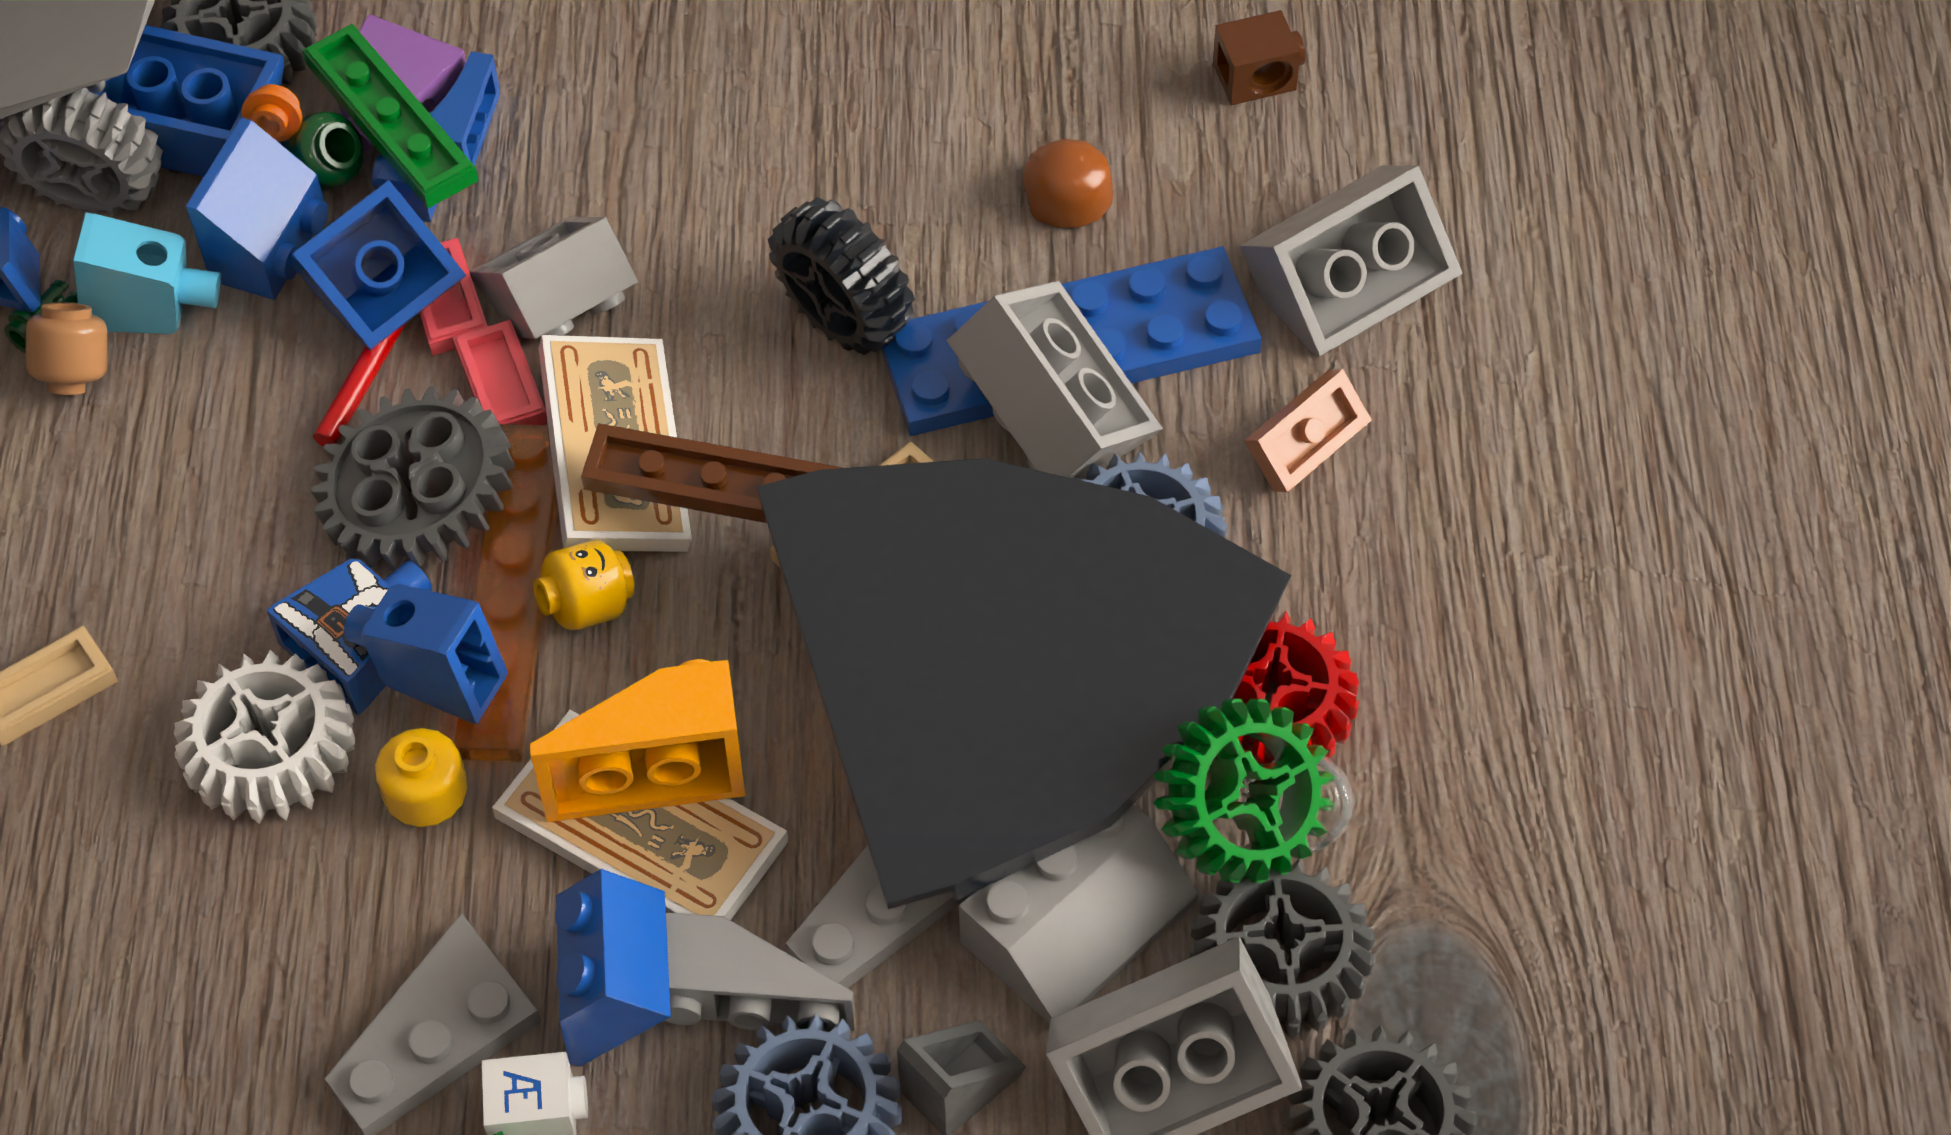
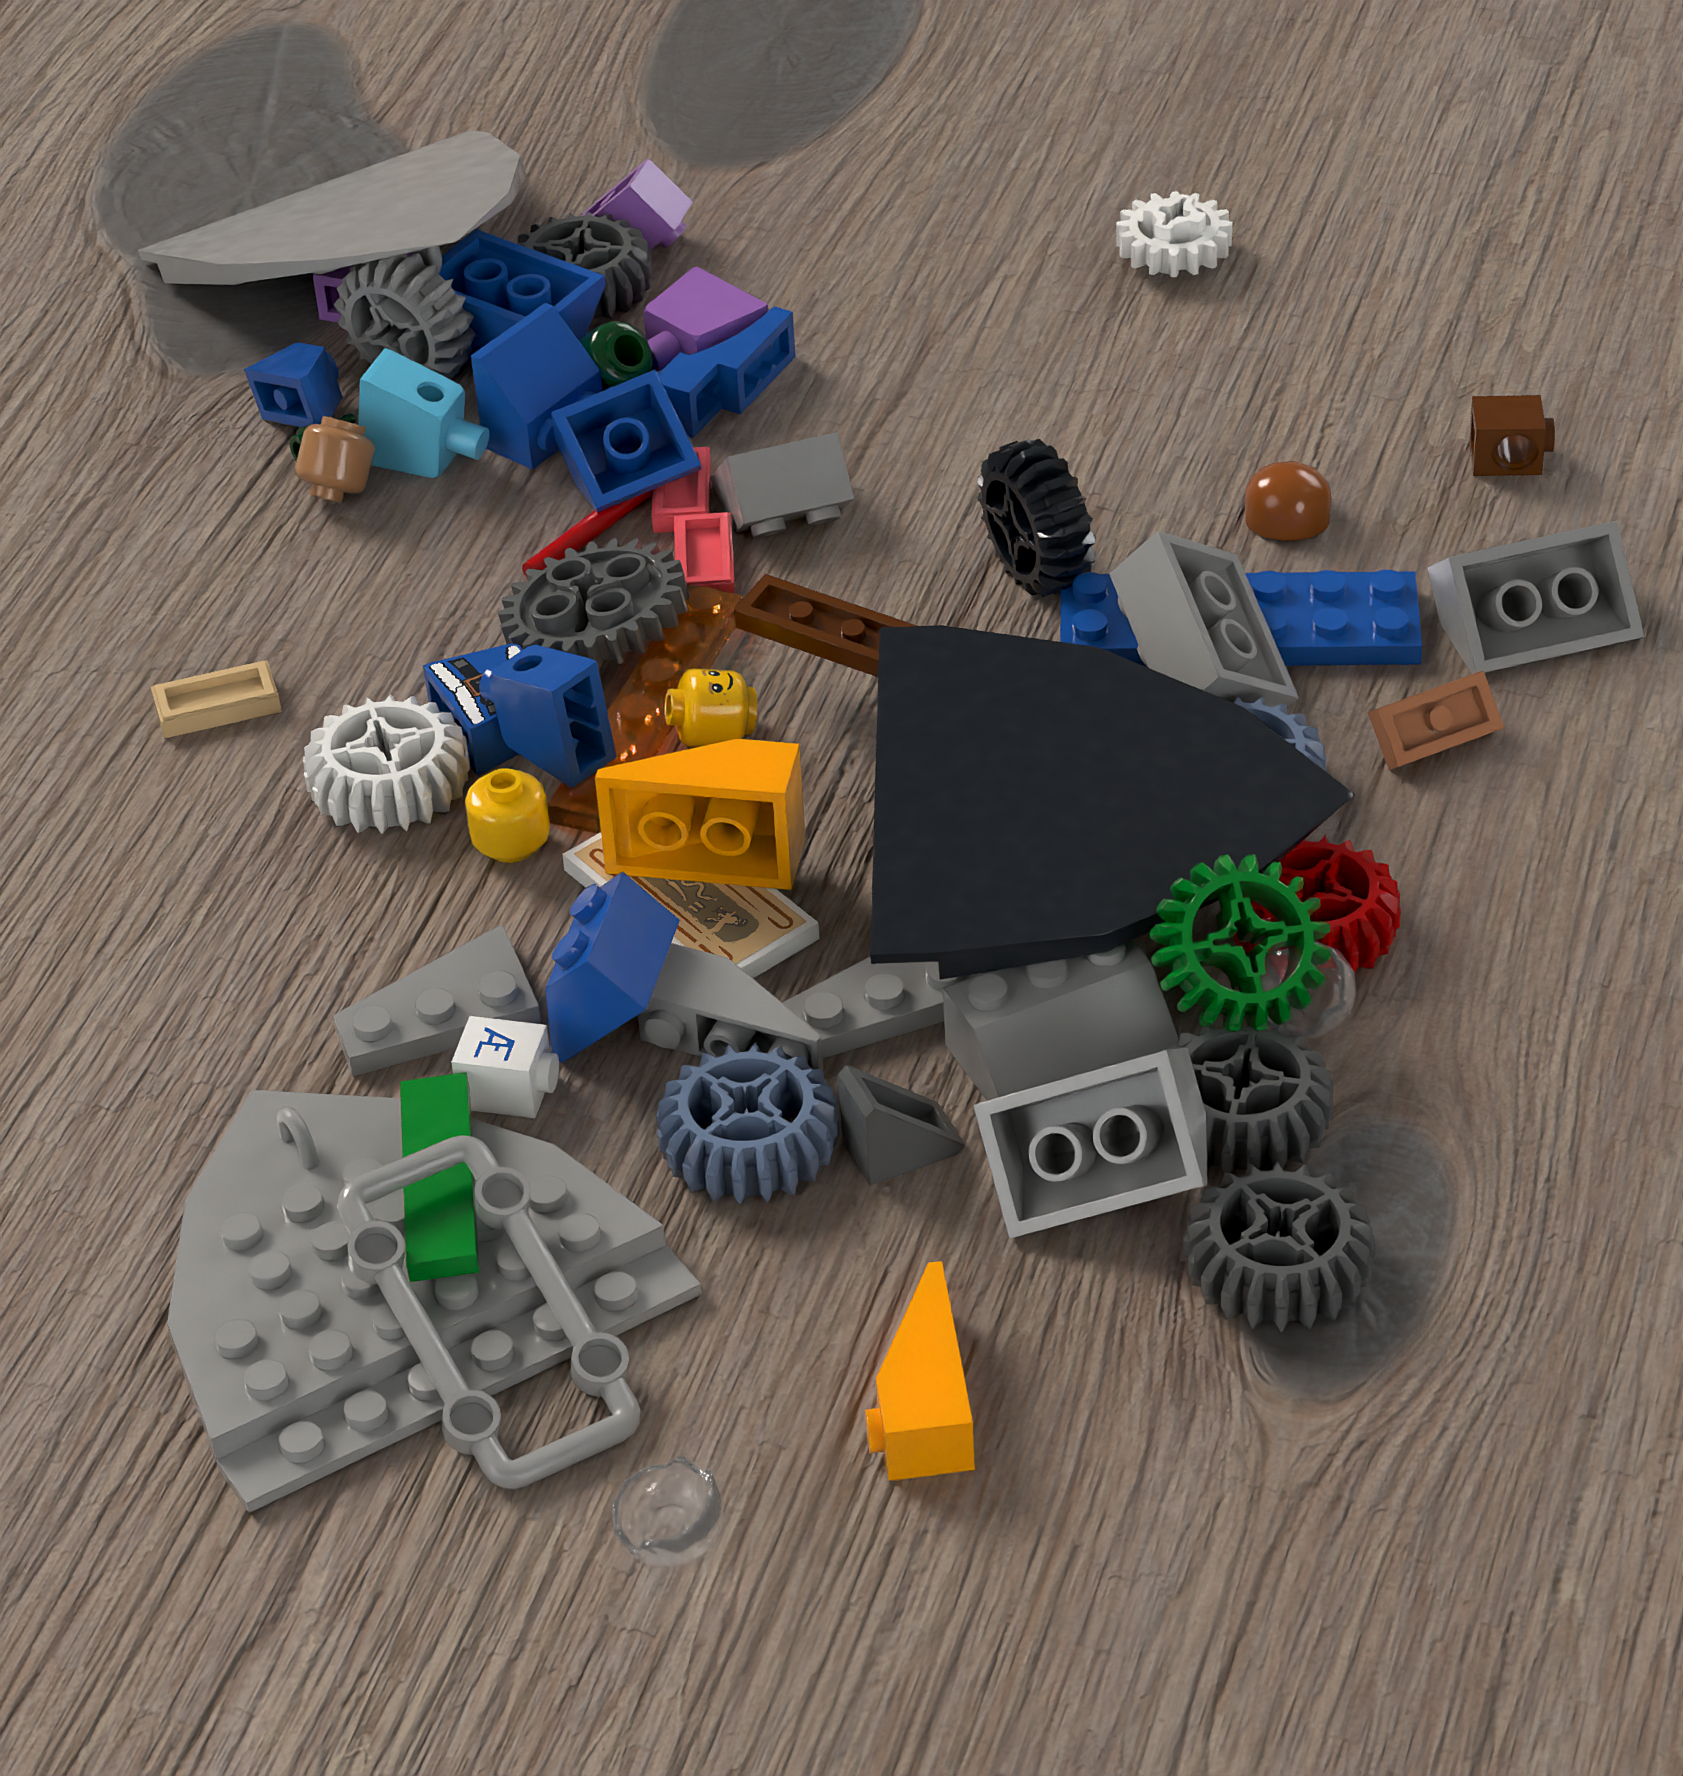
camera: 20 degrees right, 15 degrees down
(274, 111) = (585, 304): orange plate -> none
(390, 116) = (681, 337): green tile -> none
(619, 386) = (766, 665): tile -> none

